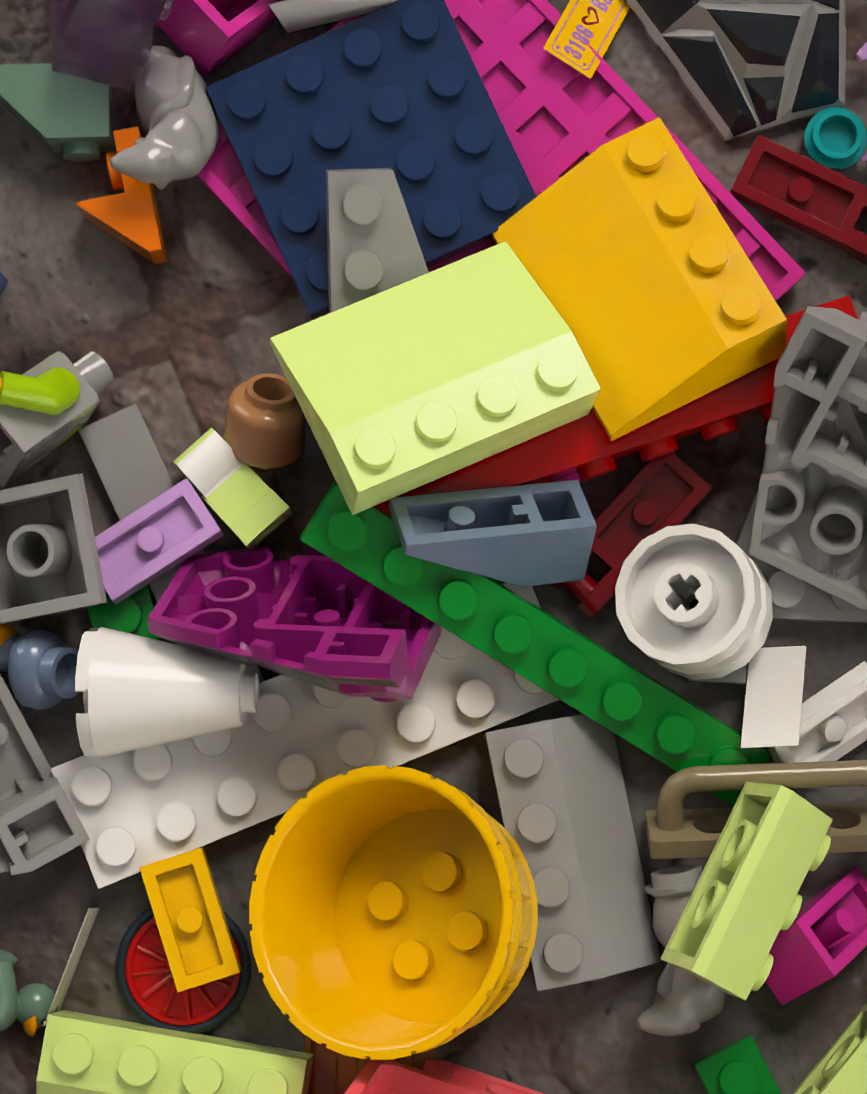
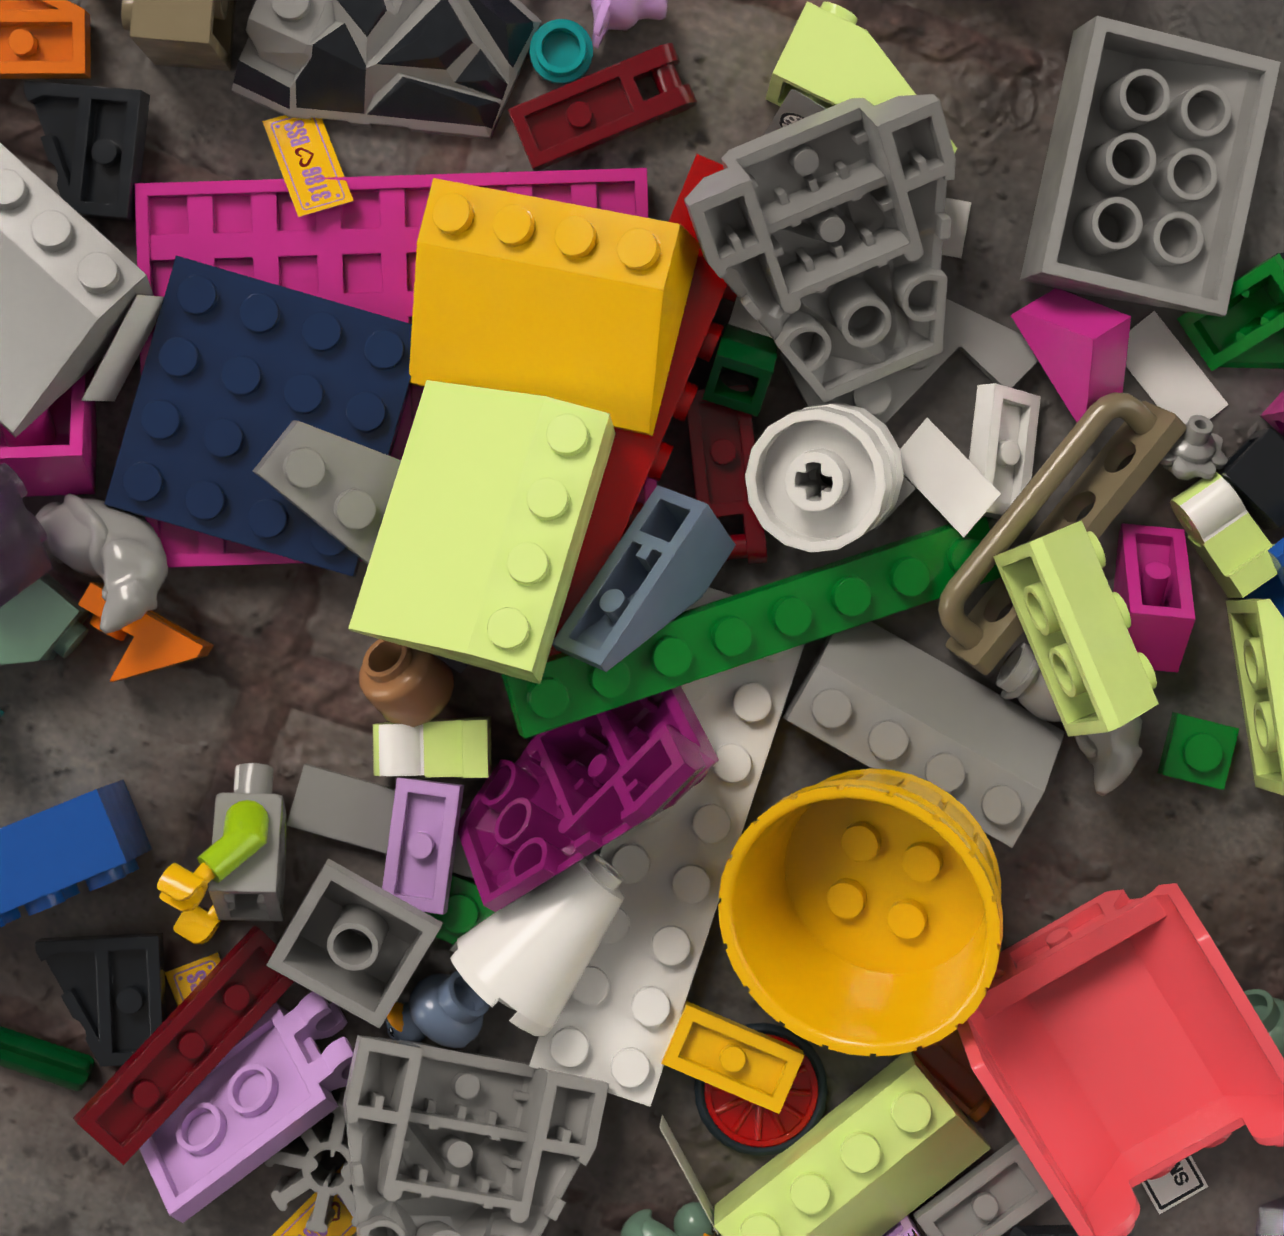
camera: 45 degrees left, 5 degrees up
(734, 459) = (747, 351): none -> dark green leg

